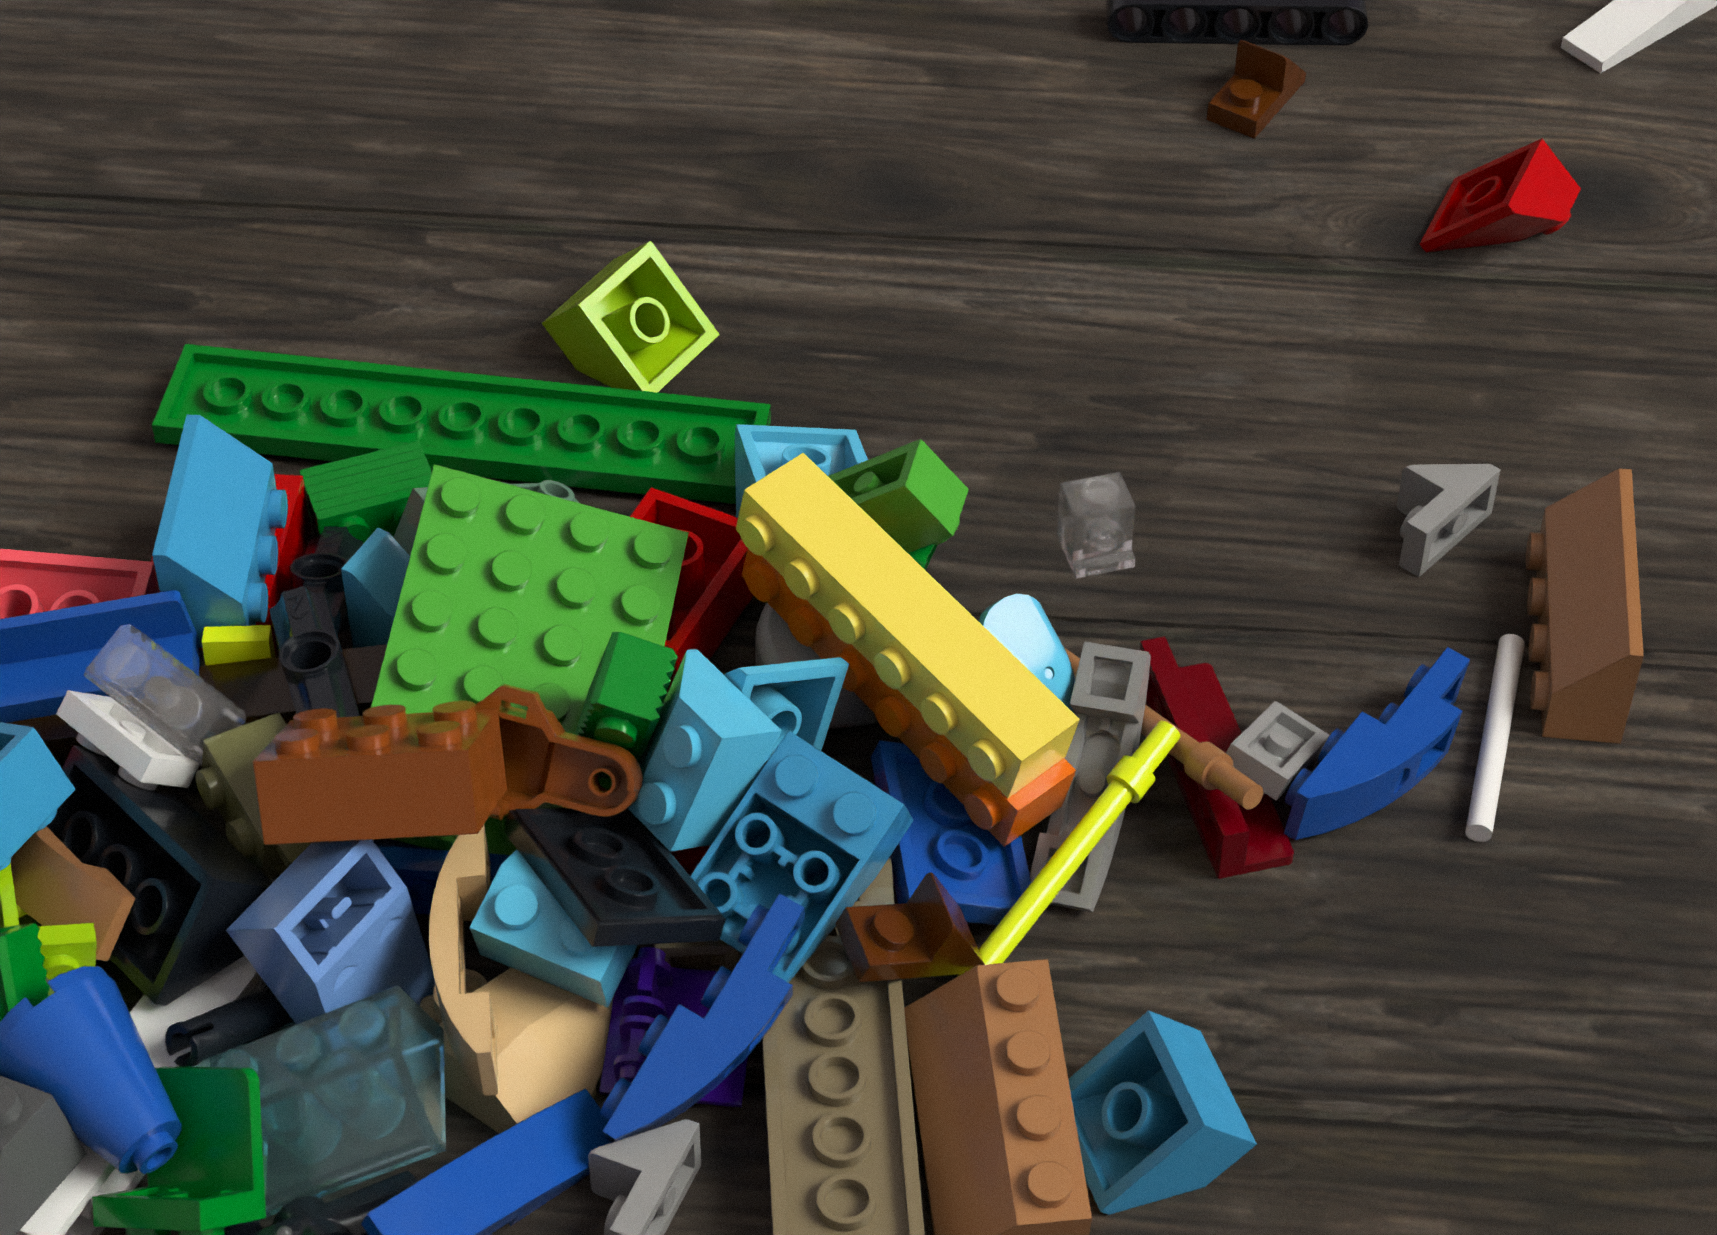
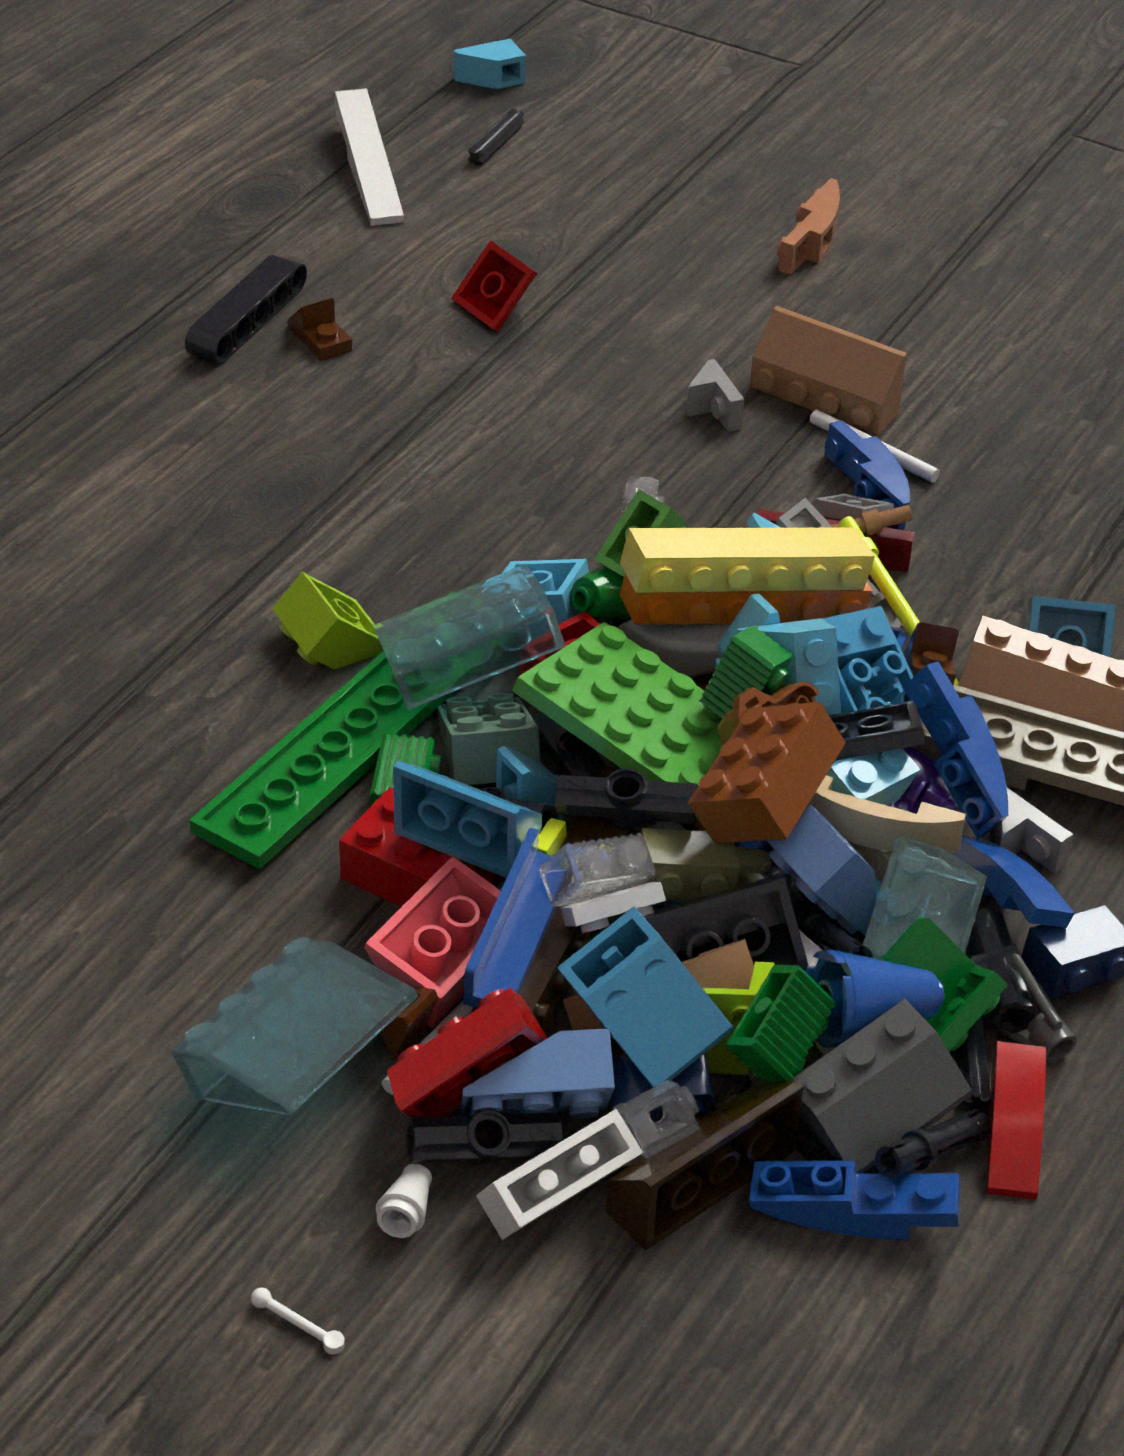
camera: 65 degrees left, 5 degrees down
(629, 430) = (469, 635): none -> clear light blue slope

